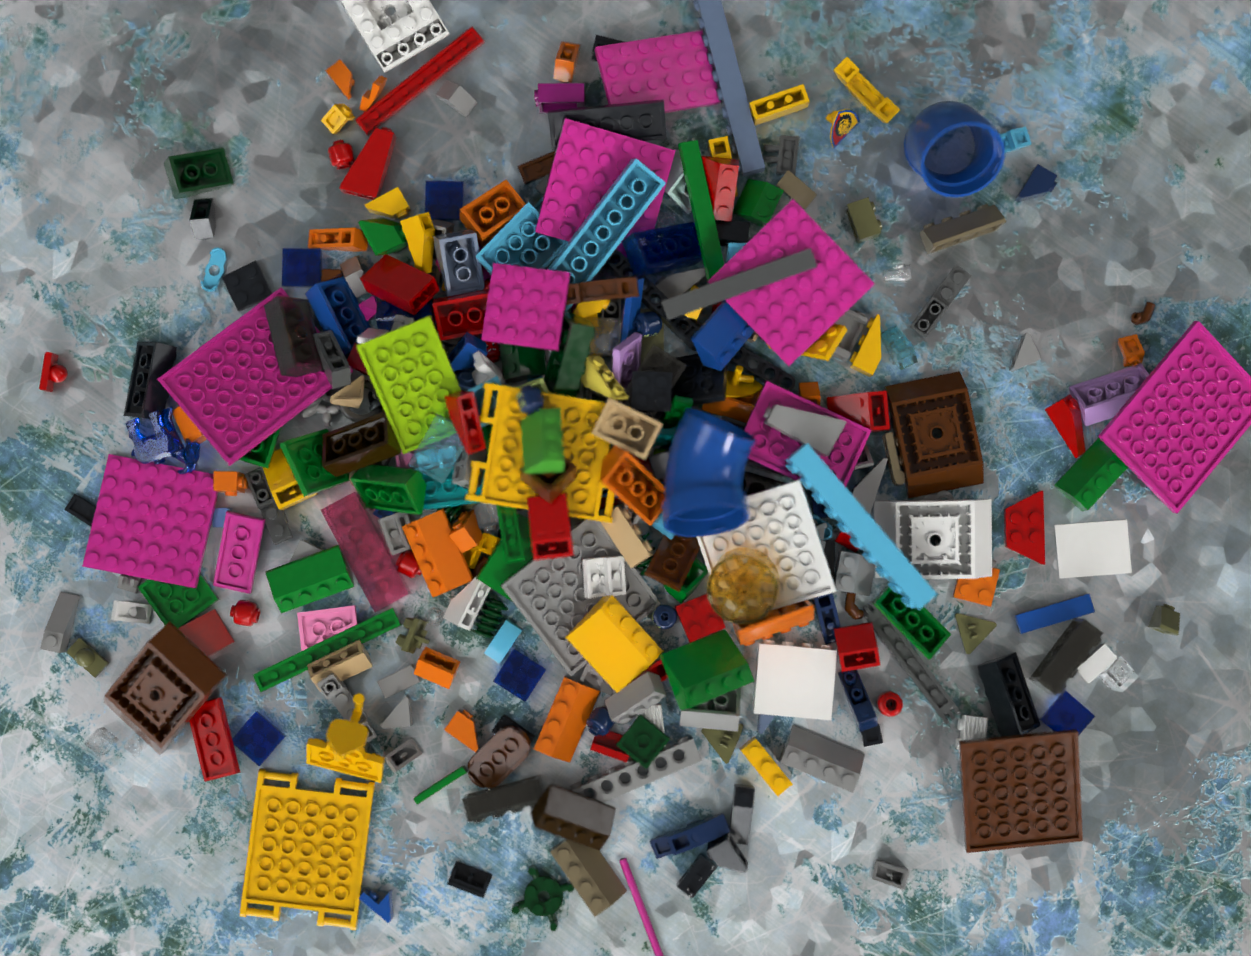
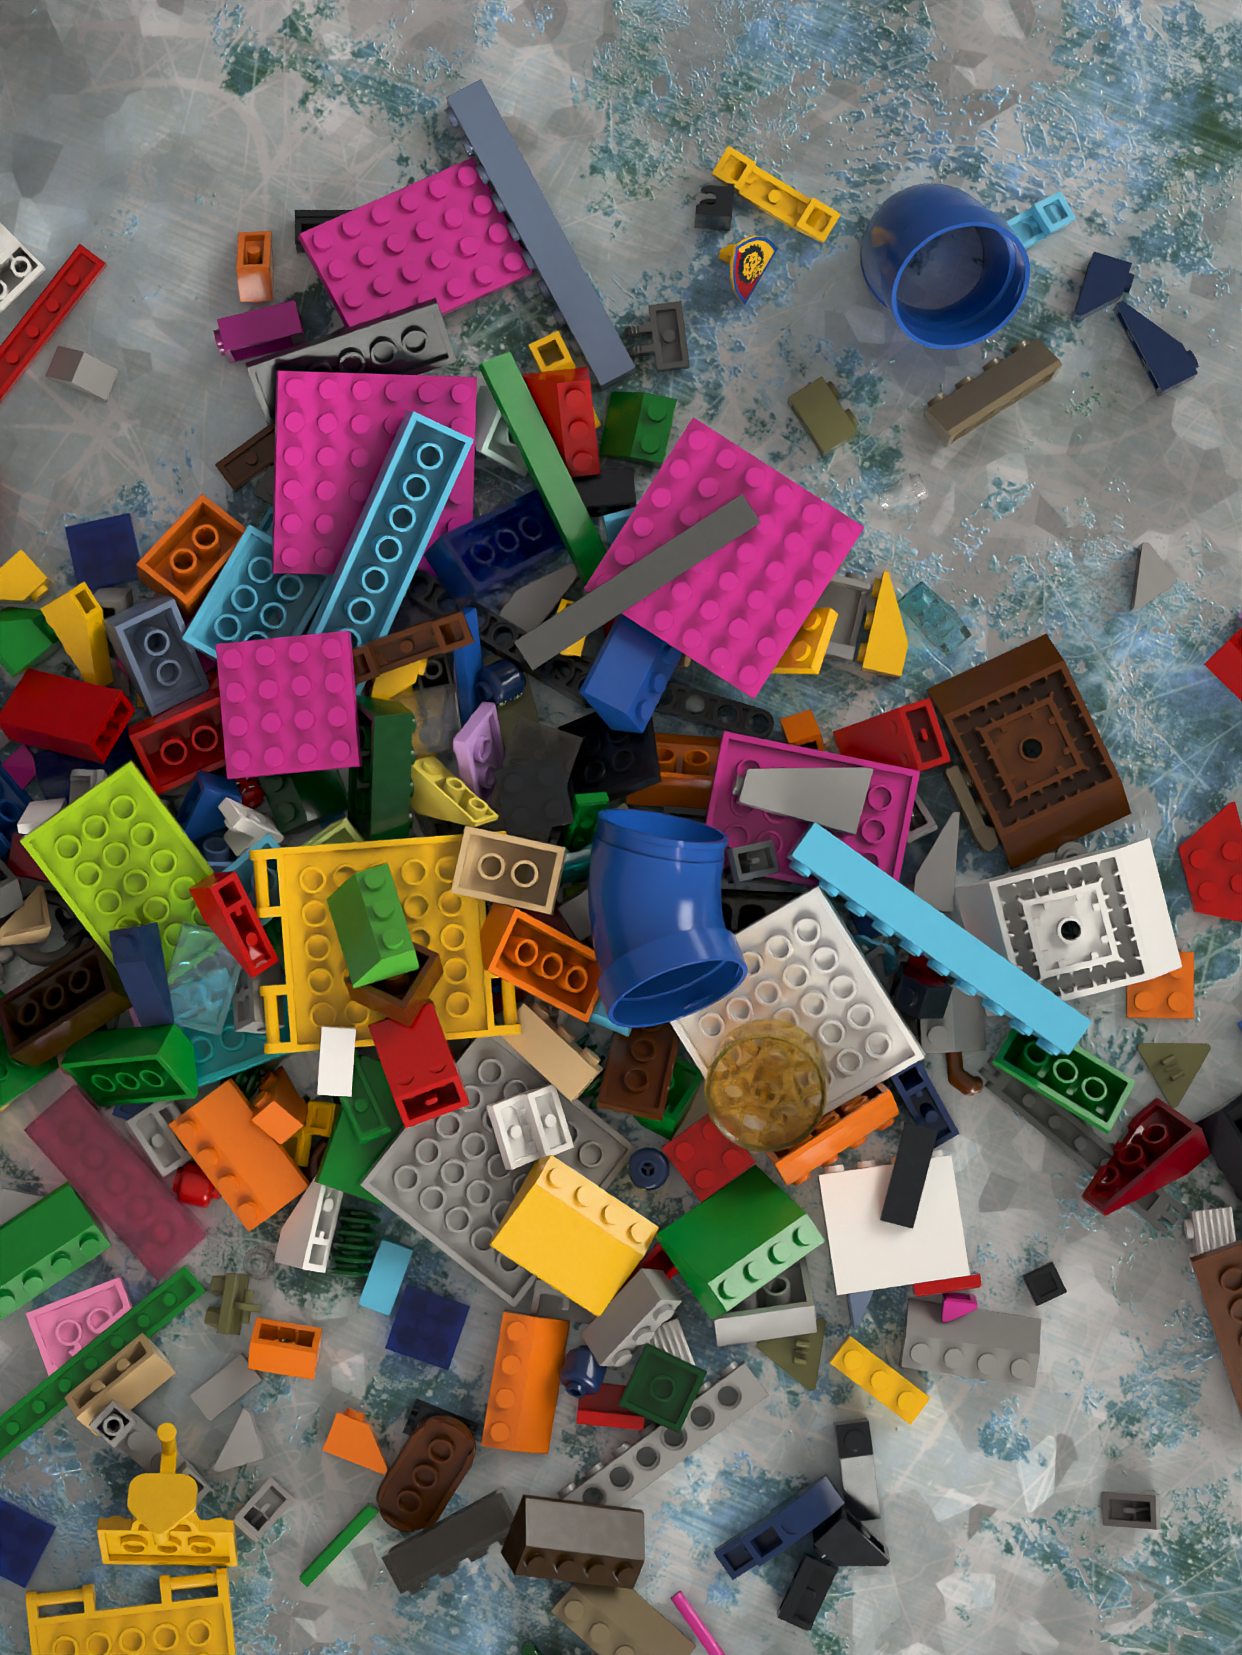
camera: 15 degrees left, 0 degrees up
(407, 436) = (143, 972): none -> dark blue slope
(504, 512) = (336, 1060): none -> white tile
(530, 399) = (333, 861): dark blue head -> none
(741, 385) = (682, 746): yellow shield -> none
(764, 457) = (750, 861): none -> dark grey slope
(779, 104) = (633, 255): yellow brick -> none
(796, 189) = (697, 392): dark tan slope -> none
(810, 655) = (908, 1175): none -> black tile
(816, 723) = (947, 1285): none -> red tile
(819, 735) = (956, 1305): none -> dark pink slope
(831, 93) = (717, 212): none -> black hinge
(841, 554) = (919, 993): none -> black slope
(856, 646) = (983, 1141): red slope -> none
(858, 700) = (1007, 1228): dark blue slope -> none
(893, 709) = (1073, 1223): red head -> none
(940, 301) = (985, 522): dark grey slope -> none
(950, 677) = (1152, 1154): none -> dark red wedge
(1060, 230) = (1159, 353): none -> dark blue slope

